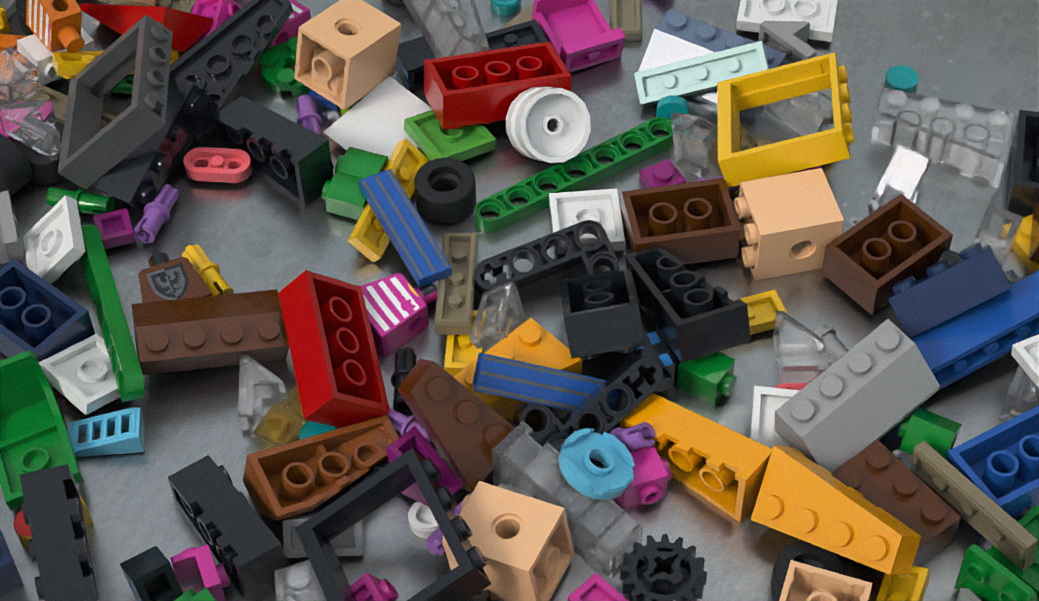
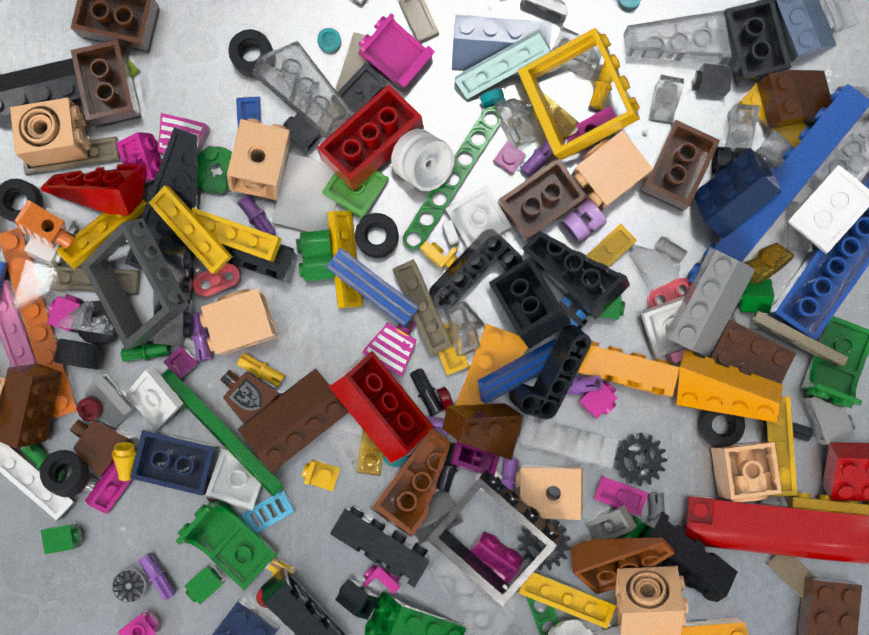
camera: 20 degrees left, 35 degrees up
(203, 418) = (321, 474): none -> yellow bracket
(214, 203) = (238, 321): none -> light nougat brick
(220, 81) = (190, 229): none -> yellow plate
(268, 103) = (240, 236): none -> yellow plate
(508, 233) = (434, 253): none -> yellow bracket
(541, 218) = (450, 232): none -> white tile
(584, 475) = (565, 419): medium azure tile -> none
(727, 267) = (576, 225): none -> lavender wheel
(965, 406) = (769, 261): none -> clear yellow slope
(974, 188) = (713, 79): none -> black brick

